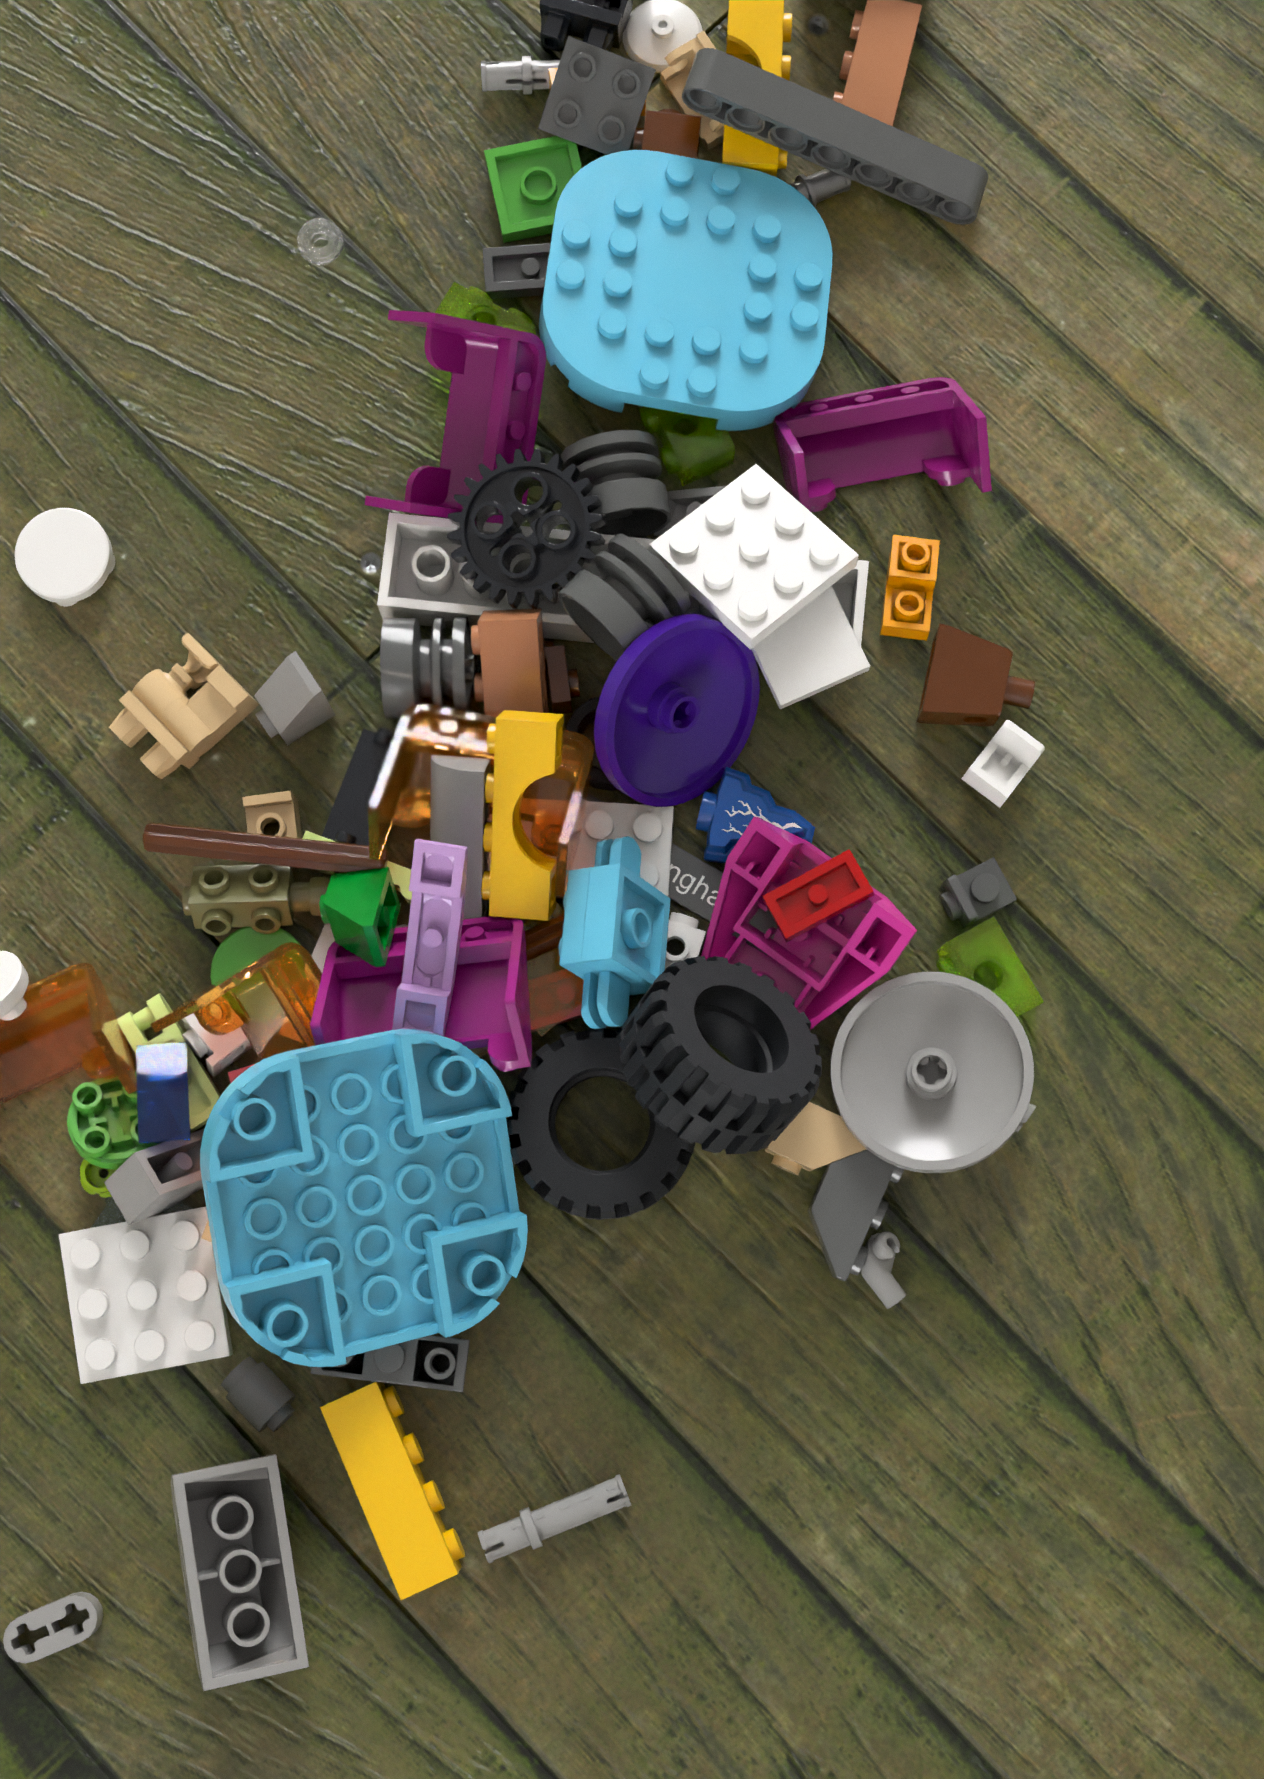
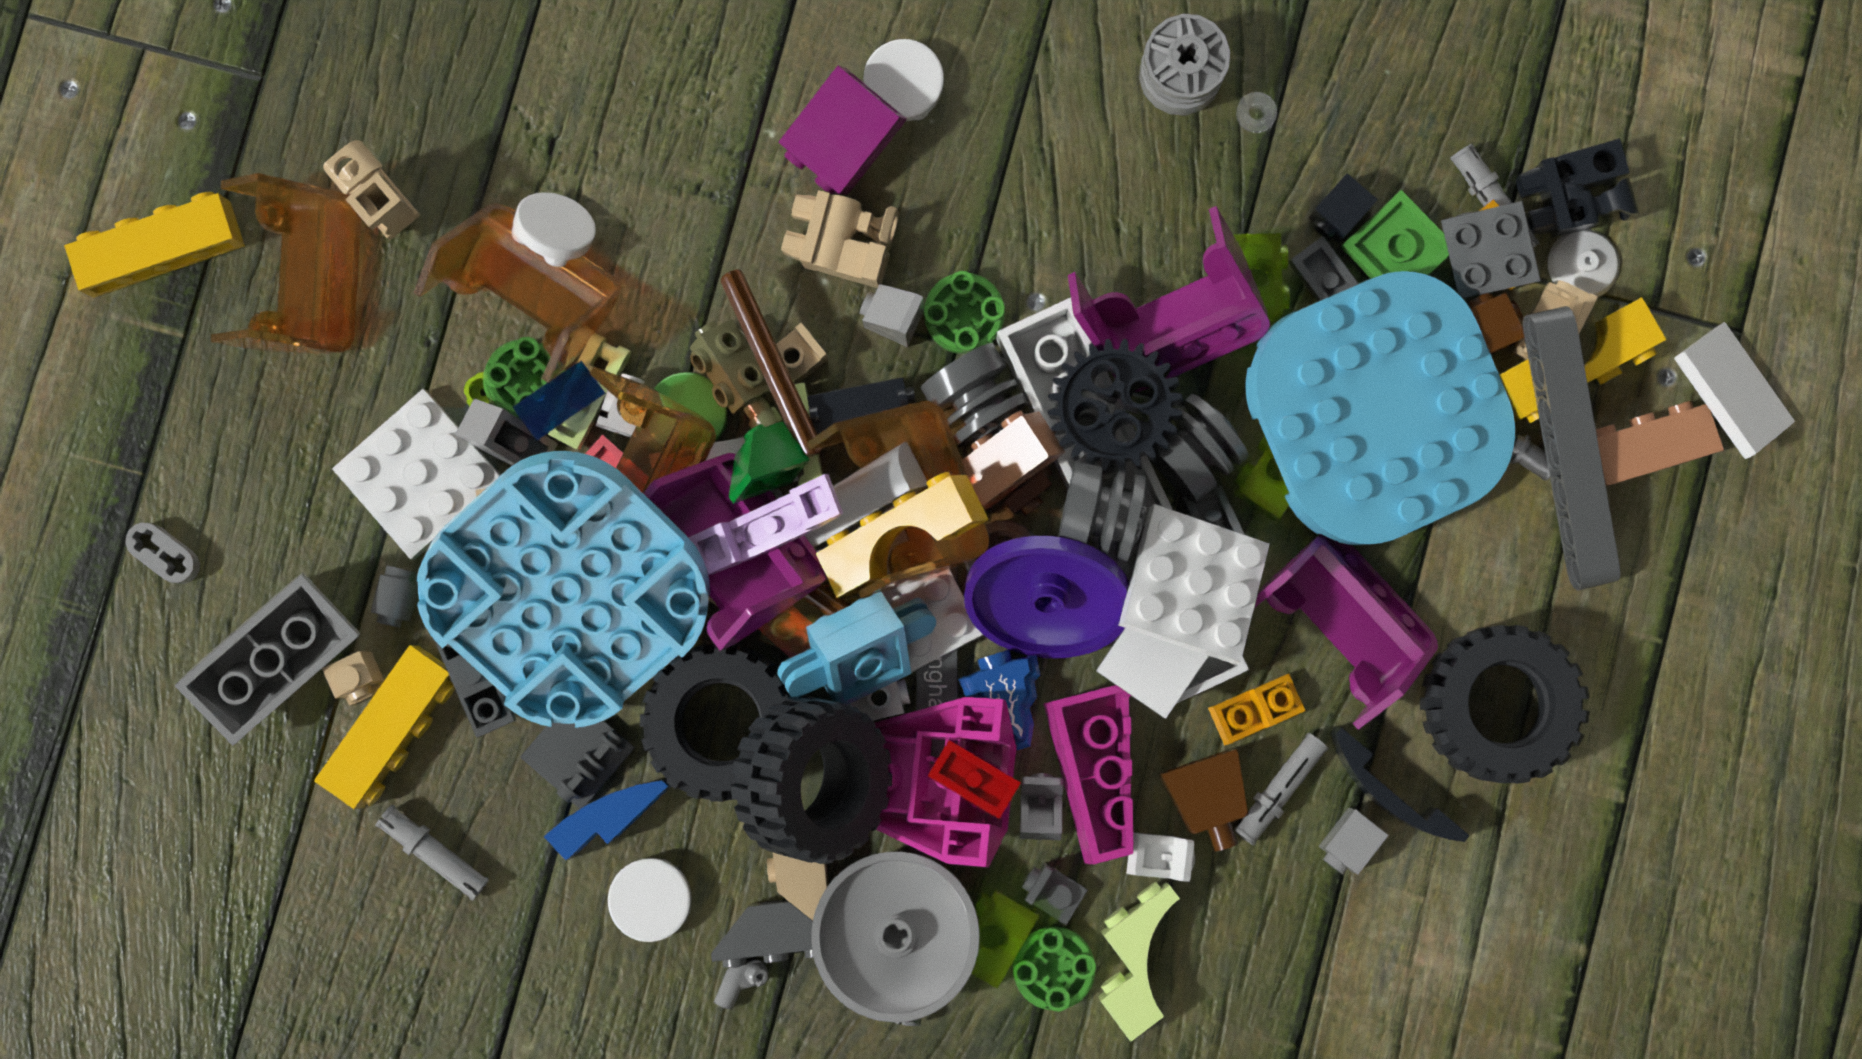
camera: 65 degrees right, 5 degrees up
(74, 643) = (841, 132): none -> magenta brick
(233, 298) = (1186, 87): none -> light grey wheel
(318, 1491) = (354, 677): none -> tan brick
(336, 636) = (963, 312): none -> bright green tile
(467, 215) = (1342, 209): none -> black brick
(547, 1302) = (577, 758): none -> dark grey hinge
(626, 1305) = (605, 817): none -> blue slope
(742, 1312) = (649, 899): none -> white tile
(878, 774) = (1096, 769): none -> dark pink wedge
(884, 852) = (1041, 807): none -> dark grey bracket
(1010, 626) = (1284, 784): none -> light grey pin
(1014, 521) = (1355, 756): none -> black slope
(1055, 937) = (1054, 968): none -> bright green tile
(1064, 841) = (1129, 934): none -> yellowish green arch
(1066, 293) = (1558, 704): none -> black tyre
(1096, 571) = (1352, 842): none -> light grey brick

